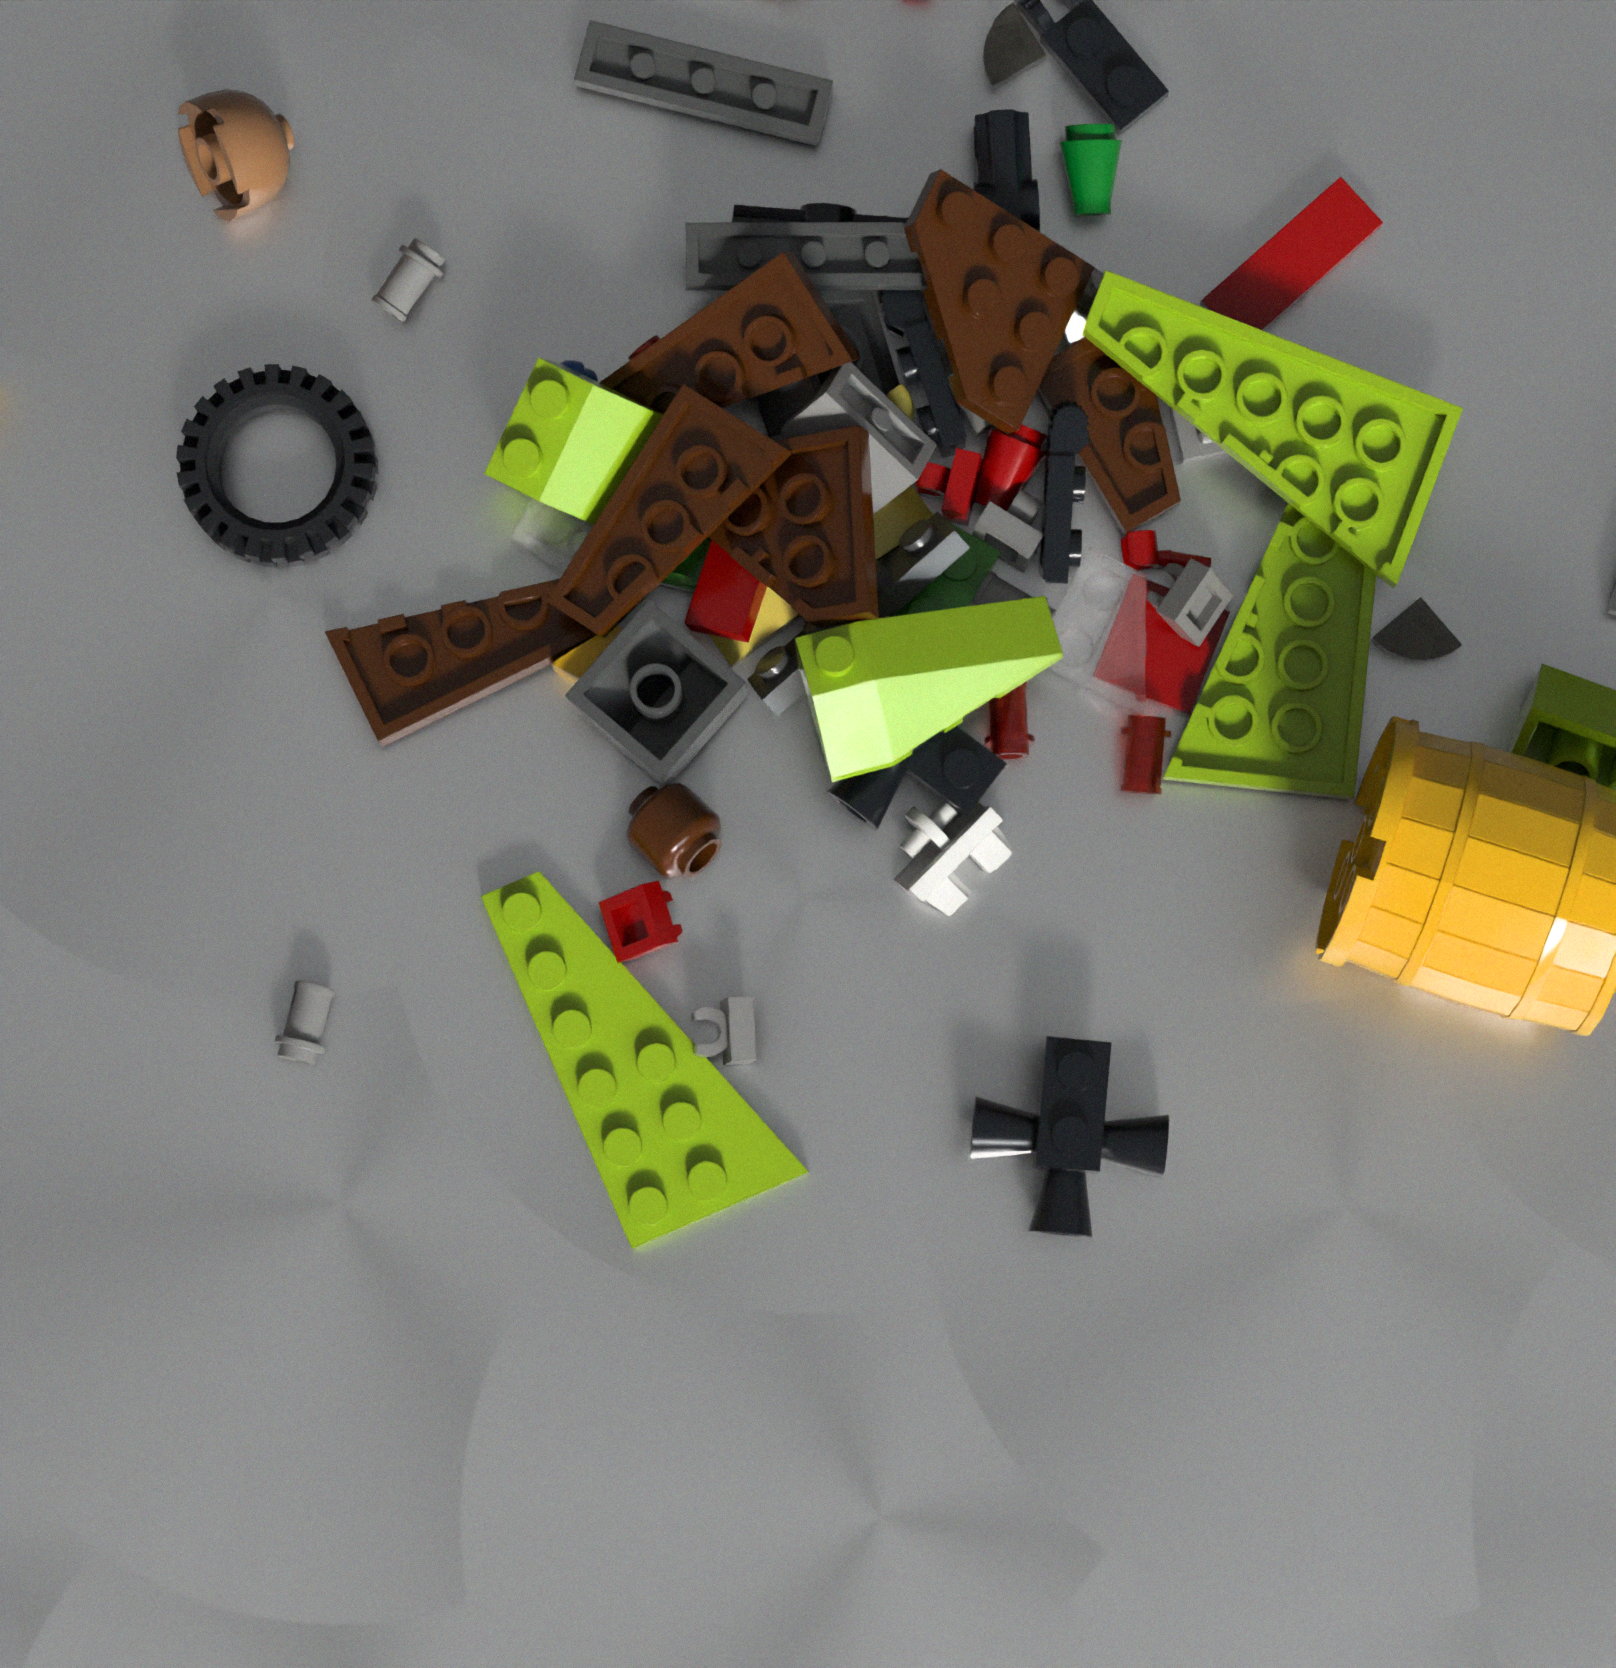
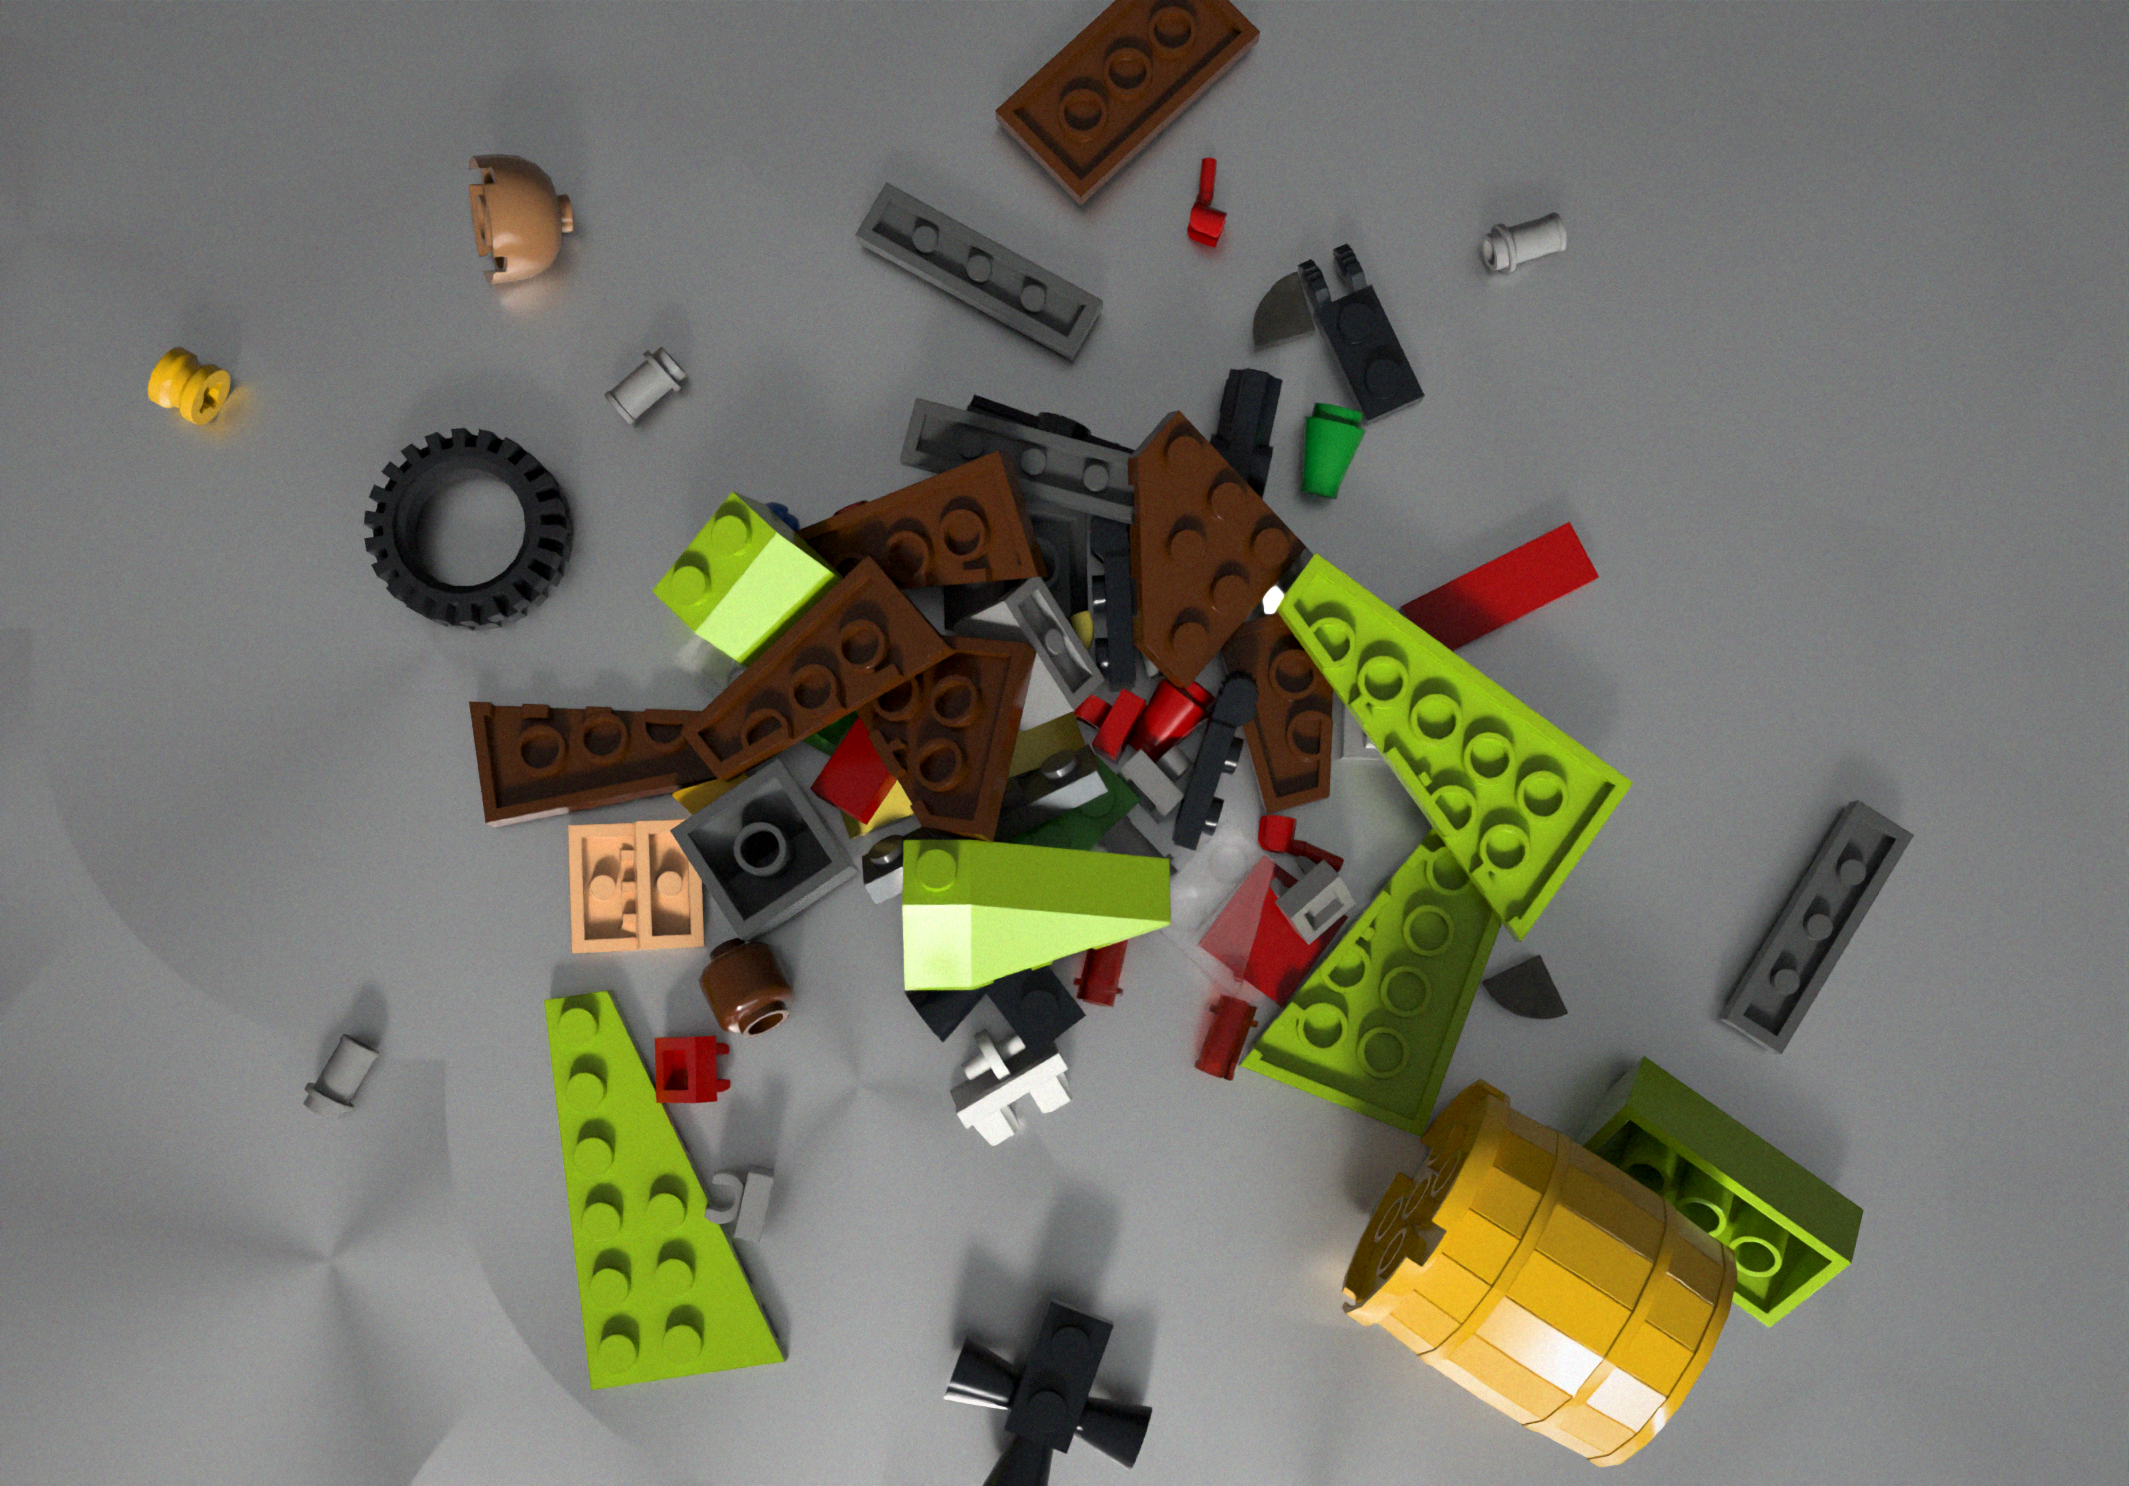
camera: 20 degrees right, 0 degrees up
(534, 768) = (631, 889): none -> light nougat slope

